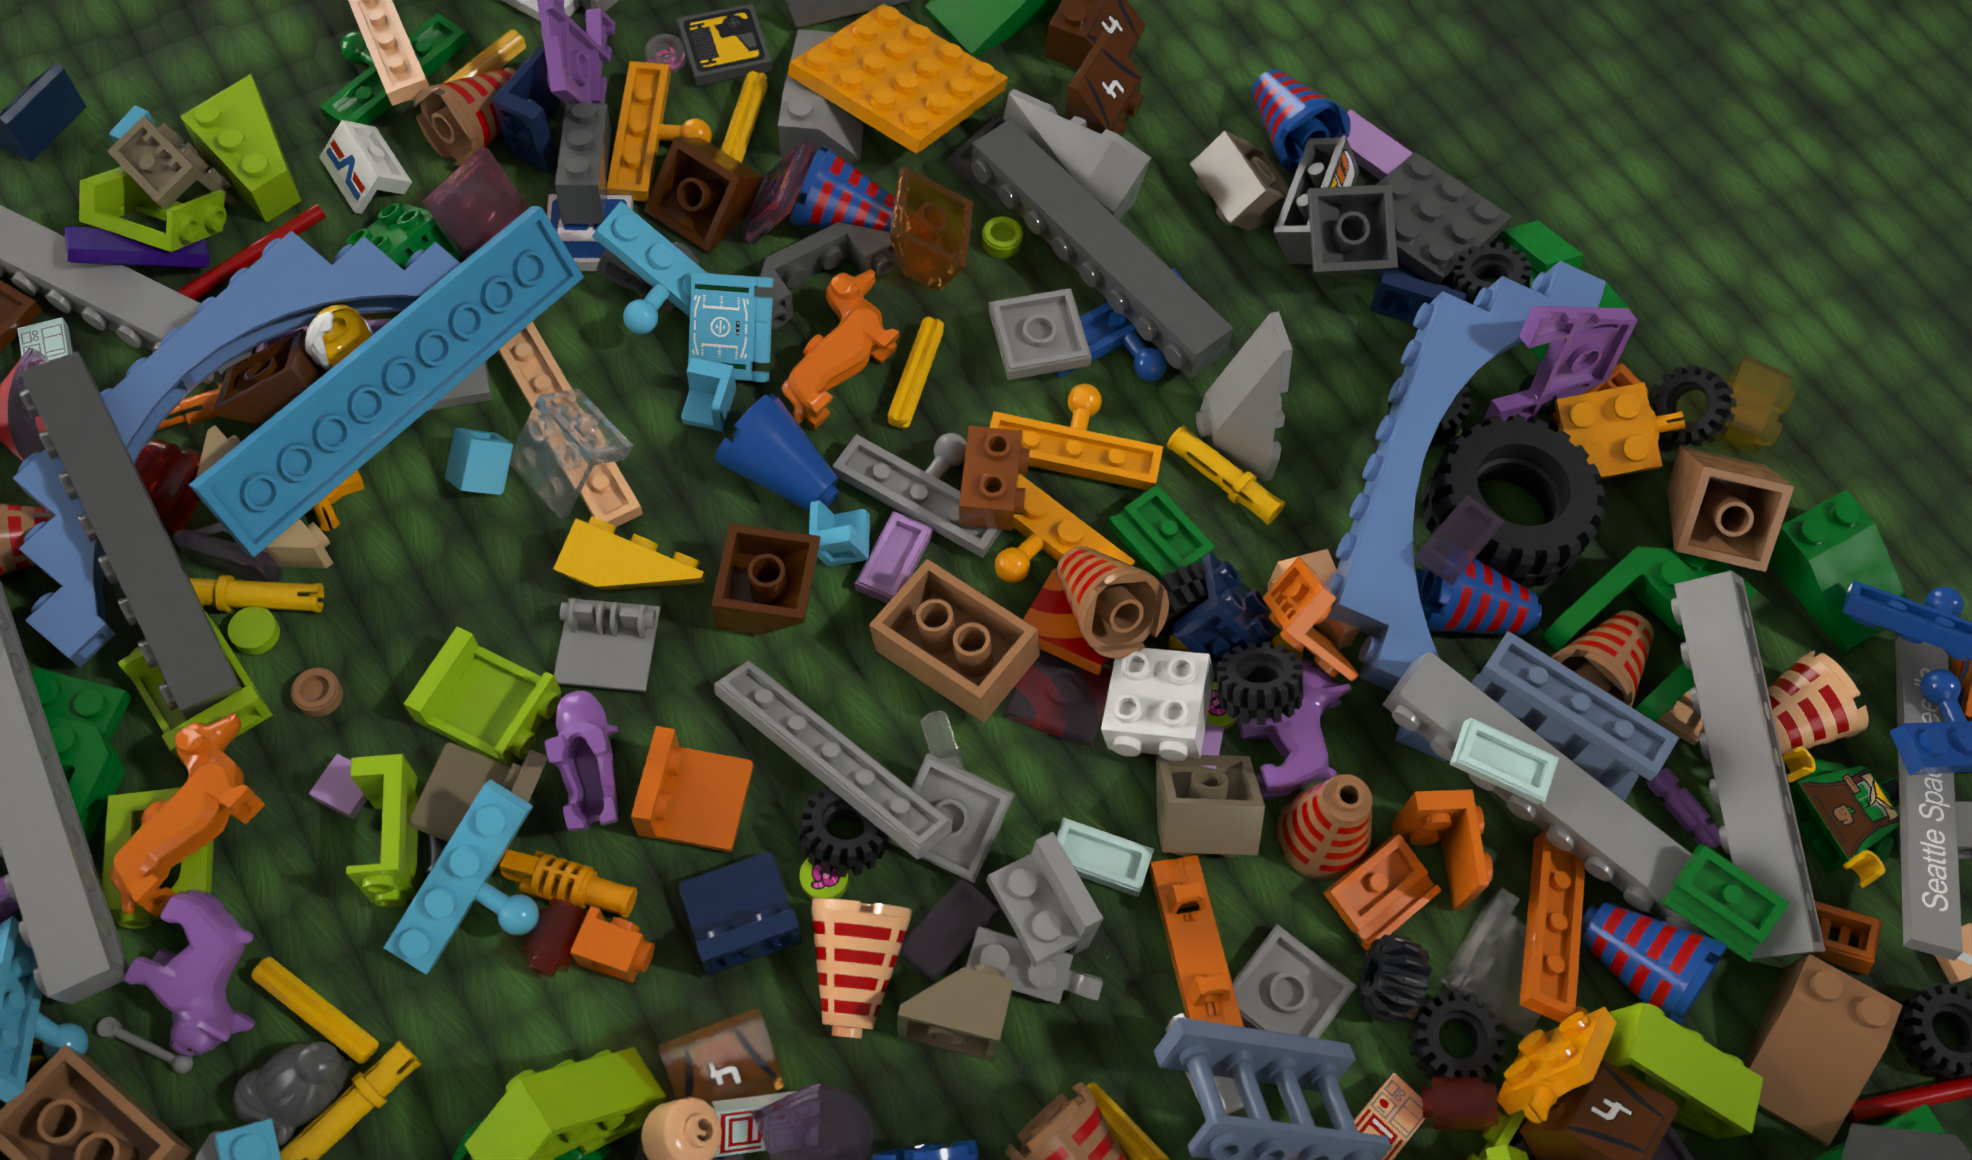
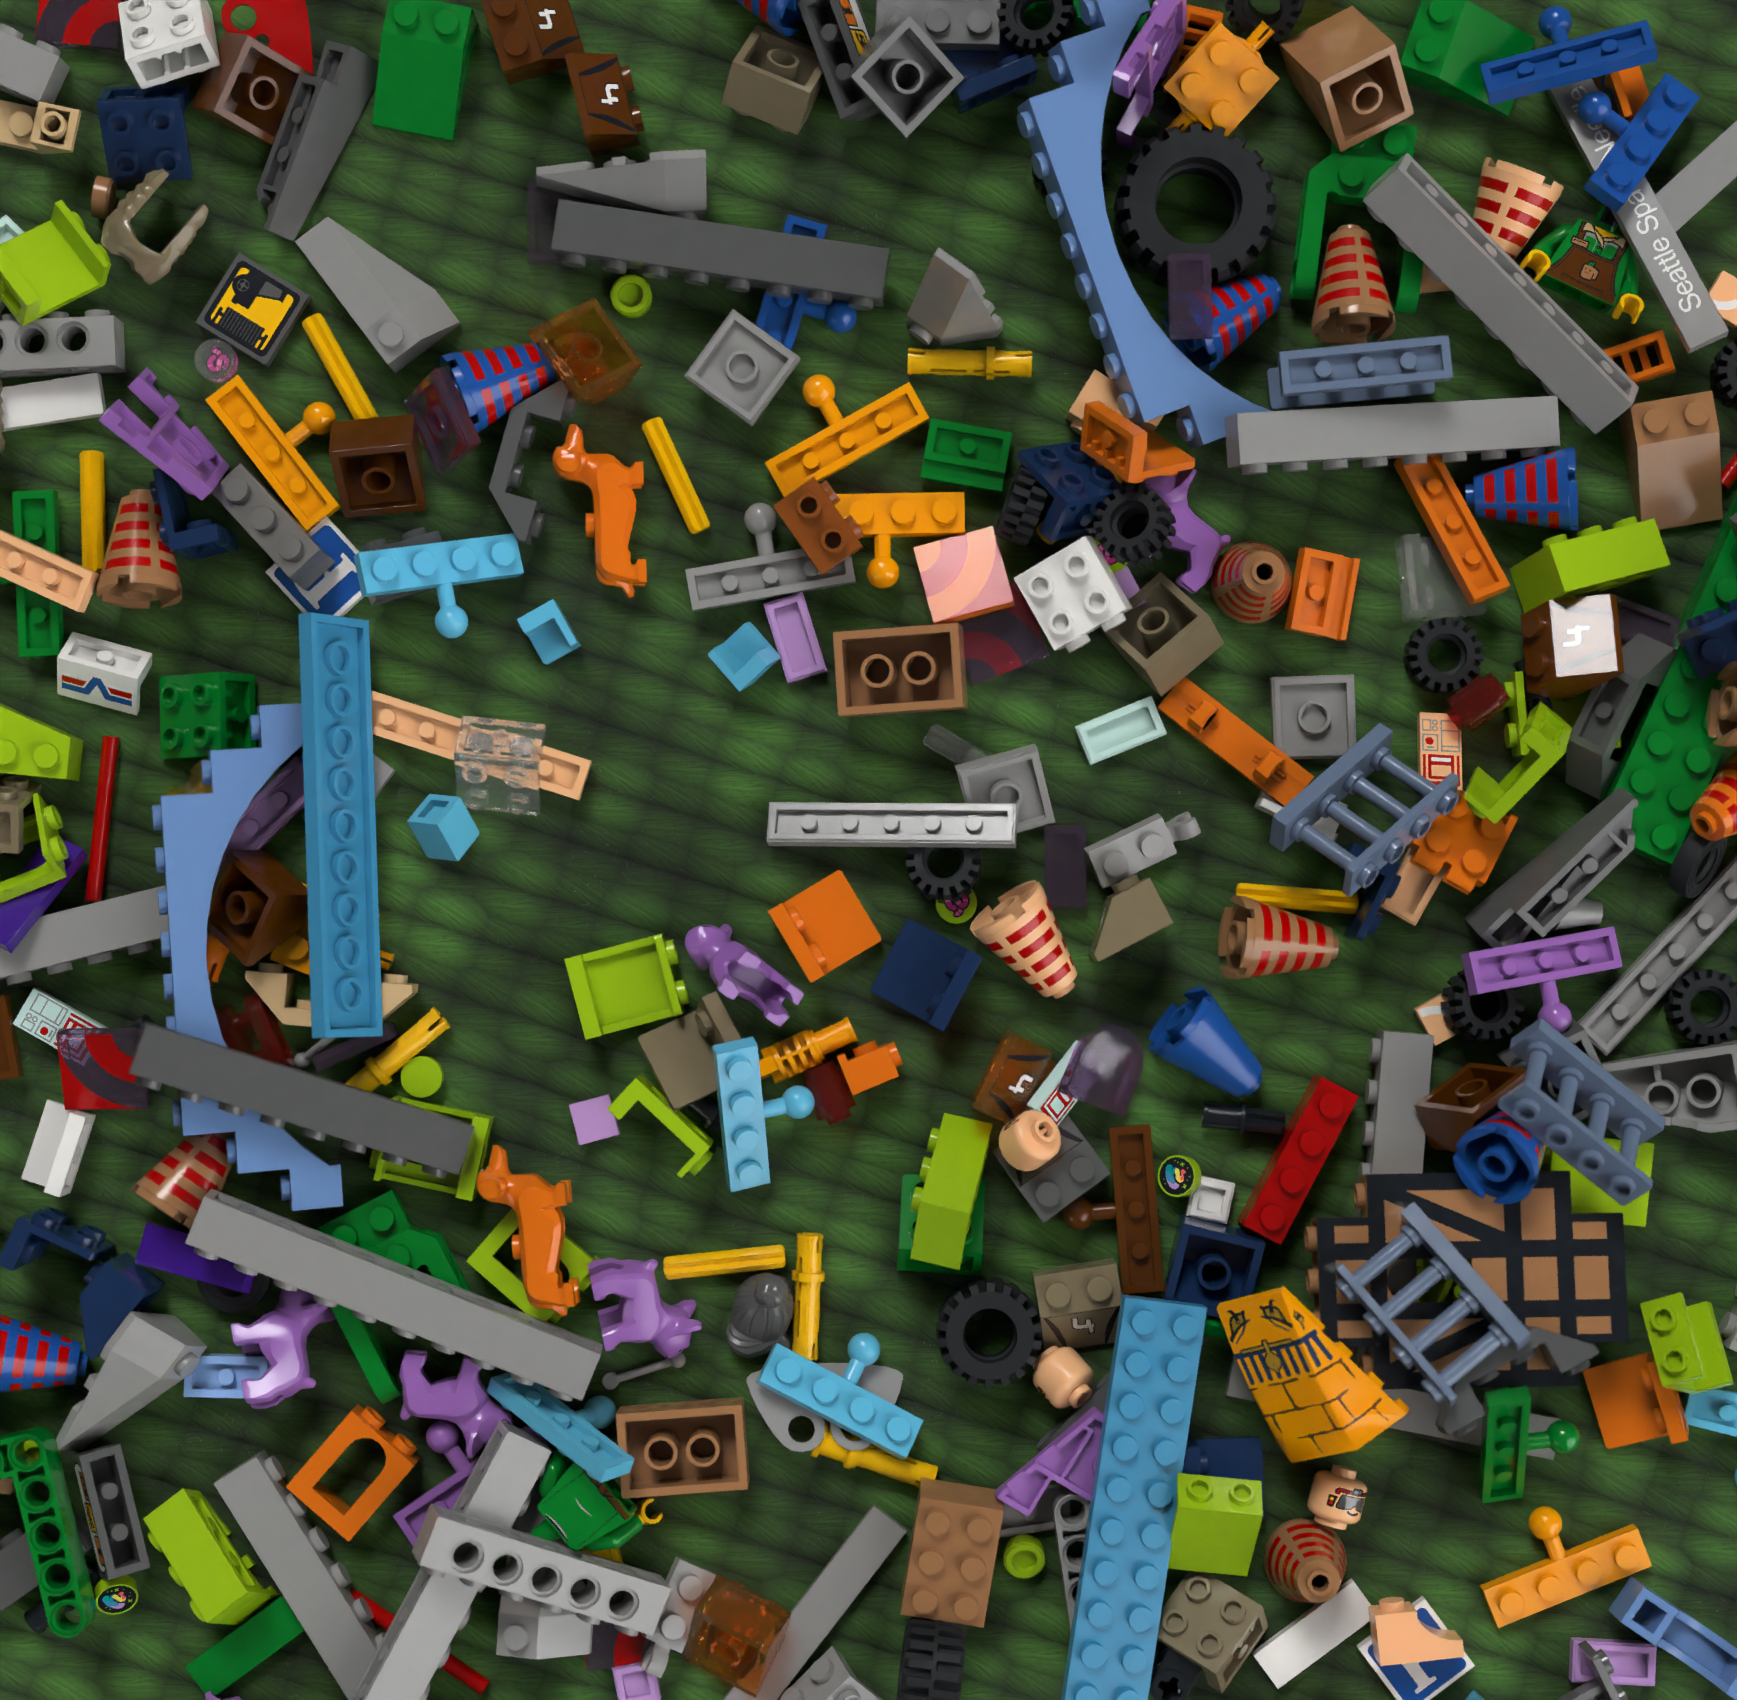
camera: 35 degrees left, 25 degrees up
(317, 692) = (508, 1077): medium nougat tile -> none
(335, 334) = (263, 835): yellow hair -> none
(475, 203) = (238, 637): clear pink tile -> none
(606, 644) = (663, 876): light grey hinge -> none
(614, 563) = (615, 819): yellow slope -> none
(731, 322) = (517, 566): medium azure piece -> none
(764, 579) = (734, 739): reddish brown slope -> none
(778, 455) = (652, 638): blue cone -> none
(898, 77) = (426, 225): light orange plate -> none
(1046, 902) = (1118, 803): light grey bracket -> none
(1112, 601) = (983, 554): medium nougat cone -> none
(1394, 978) = (1376, 654): black gear -> none
(1459, 826) = (1346, 512): orange bracket -> none
(1504, 761) = (1343, 450): light aqua tile -> none
(1555, 1062) = (1520, 628): light orange plate -> none
(1685, 808) = (1481, 351): medium lavender axle -> none
(1724, 902) = (1553, 419): green plate -> none

